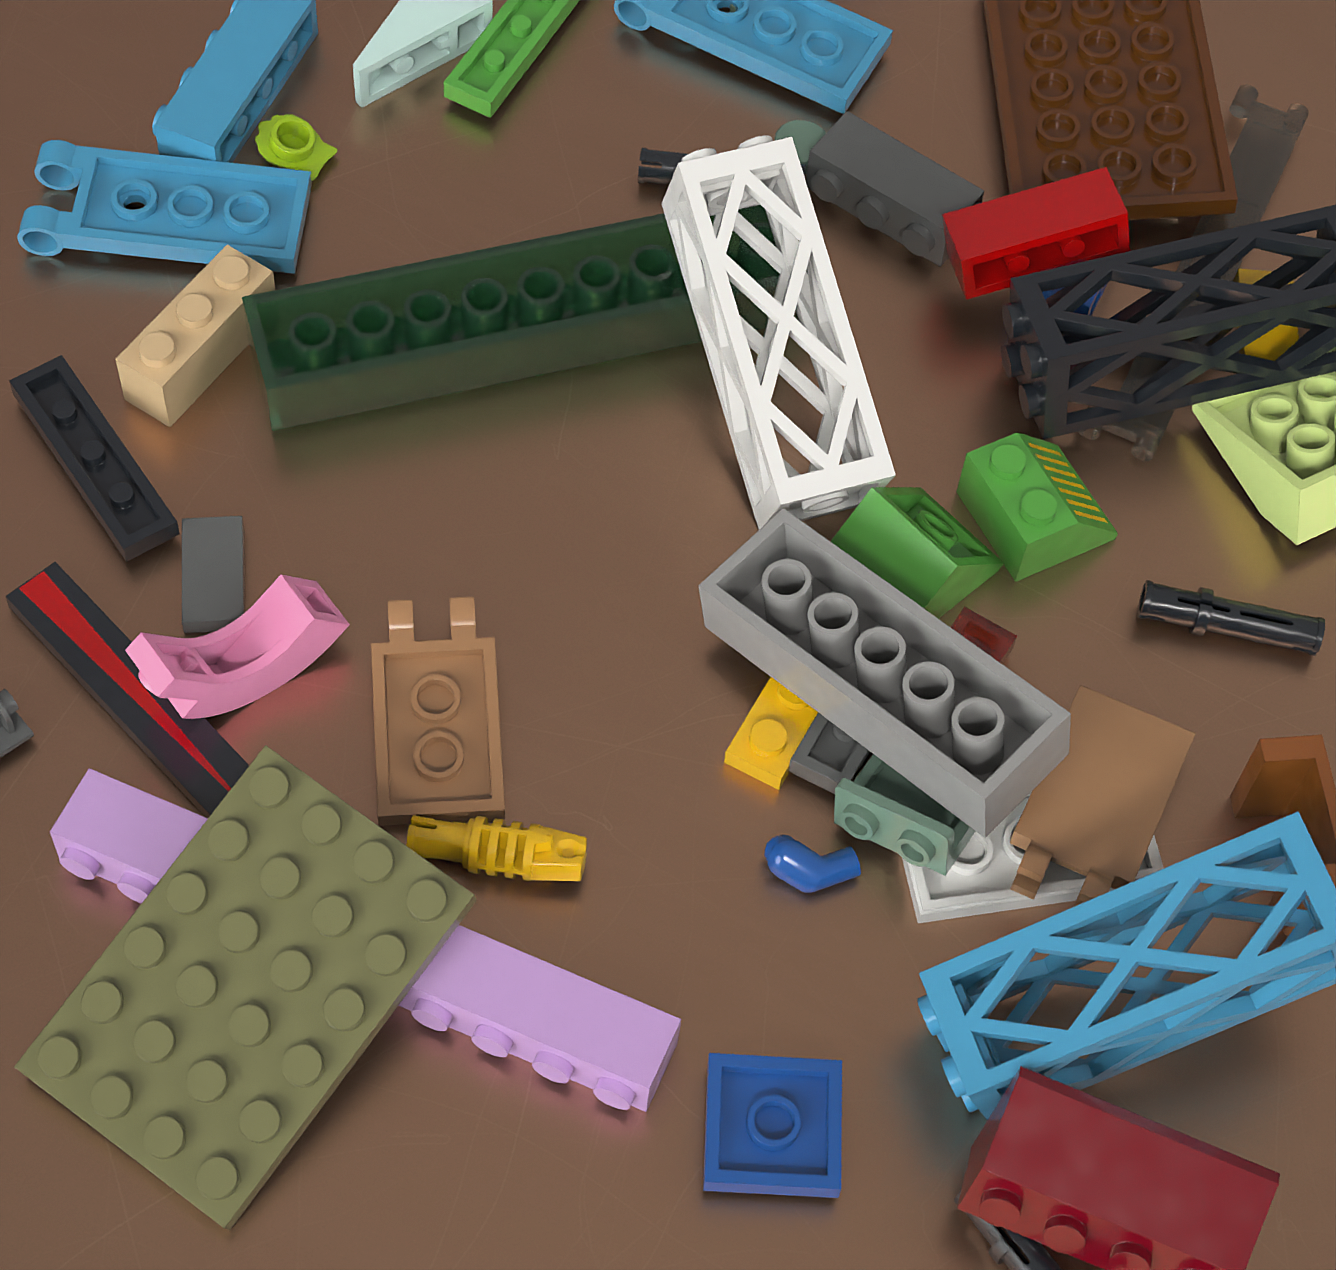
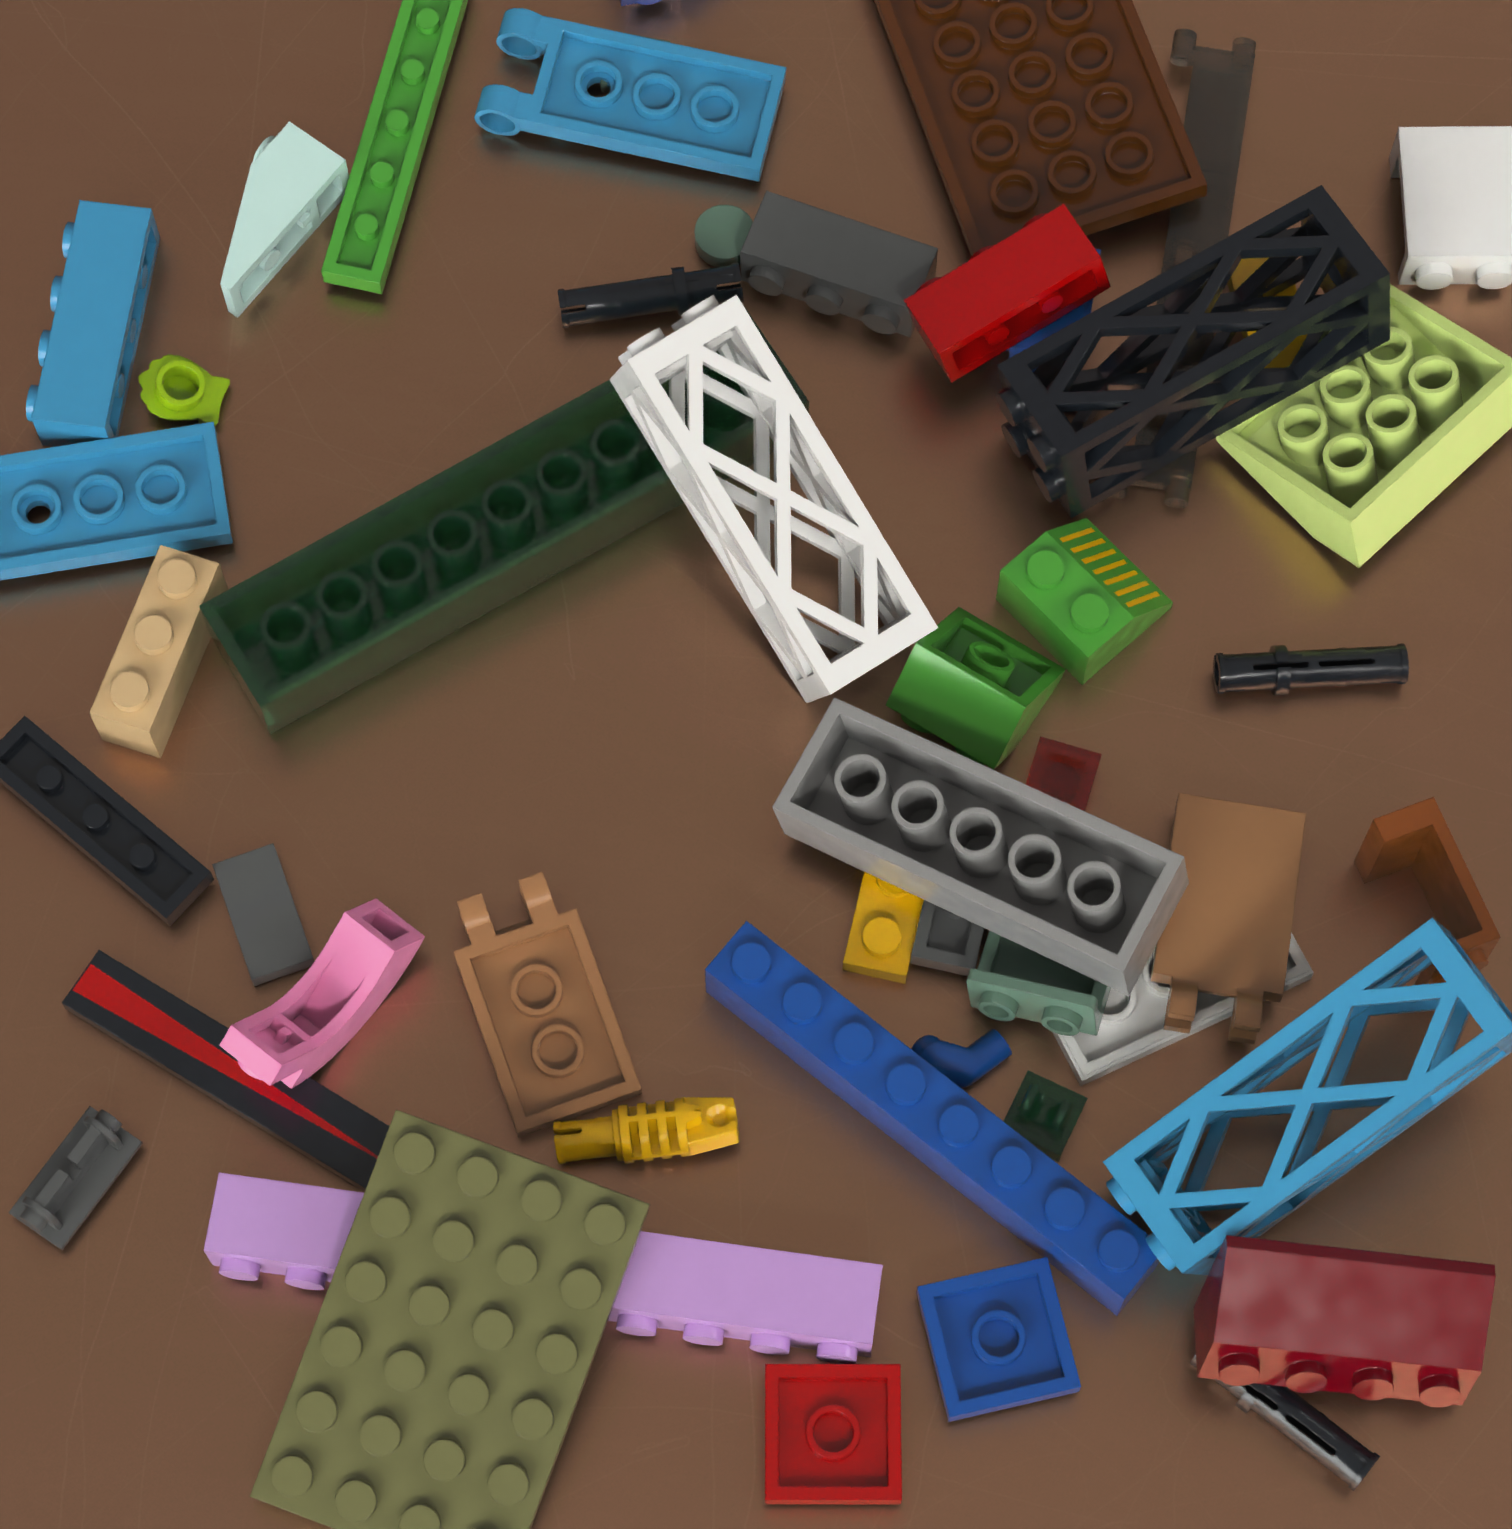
camera: 10 degrees left, 10 degrees up
(587, 1168) = (833, 1434): none -> red plate
(772, 910) = (931, 1117): none -> blue brick
(874, 937) = (1045, 1114): none -> clear green tile

